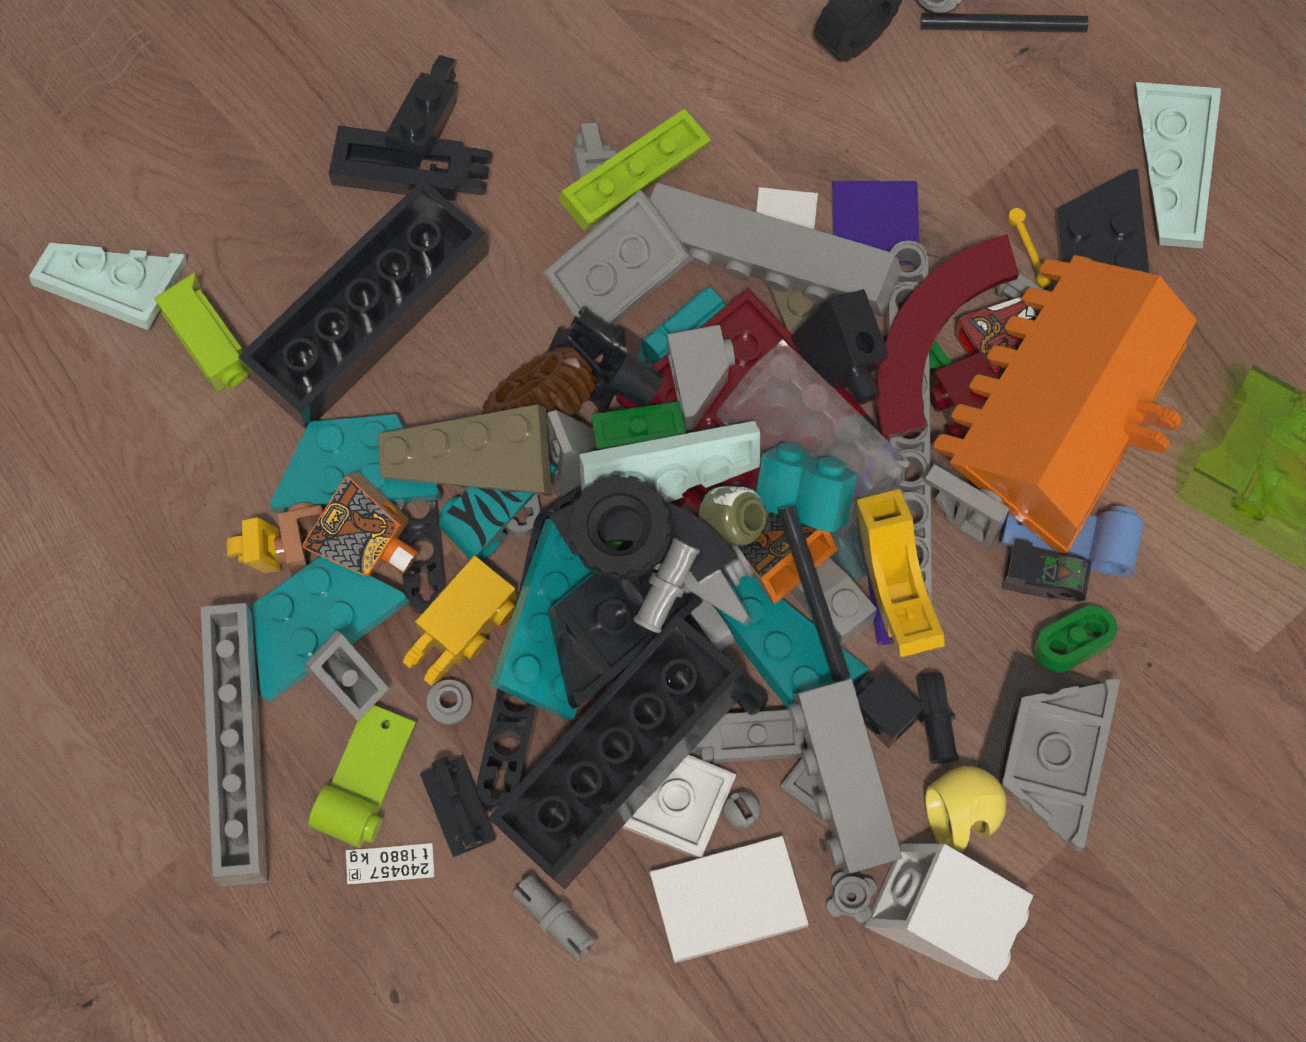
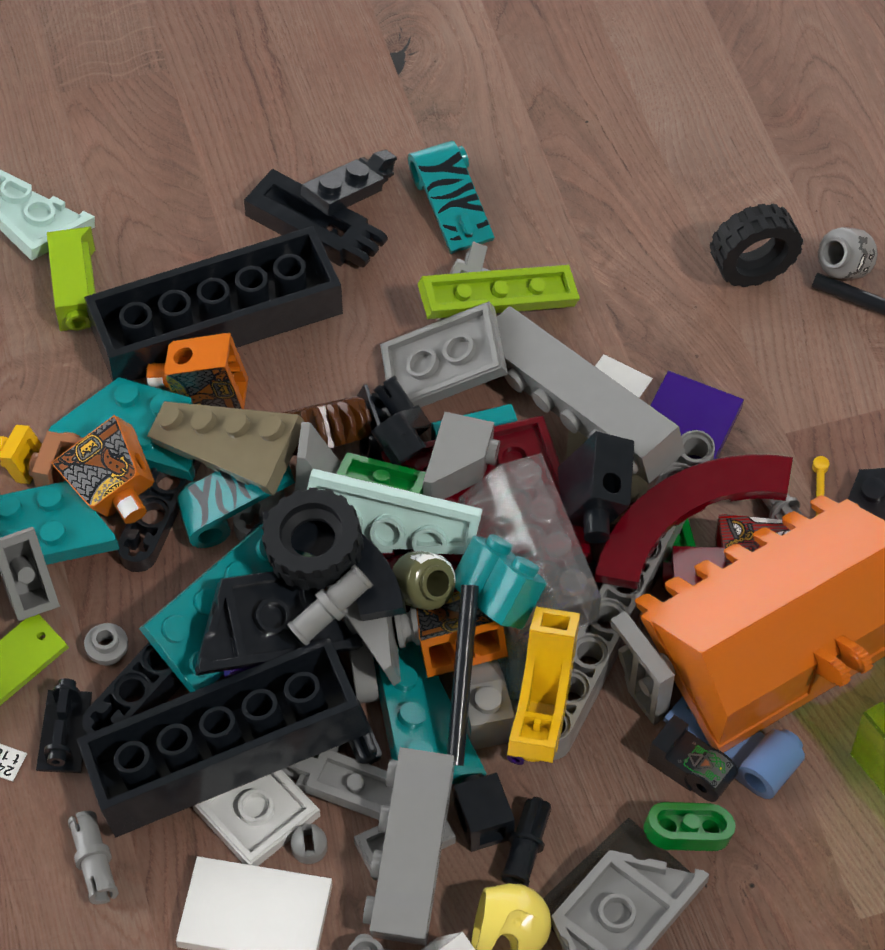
camera: 25 degrees right, 15 degrees down
(392, 383) = (204, 370): none -> orange torso
(462, 619) = (148, 579): yellow hinge -> none
(515, 62) = (451, 194): none -> teal door

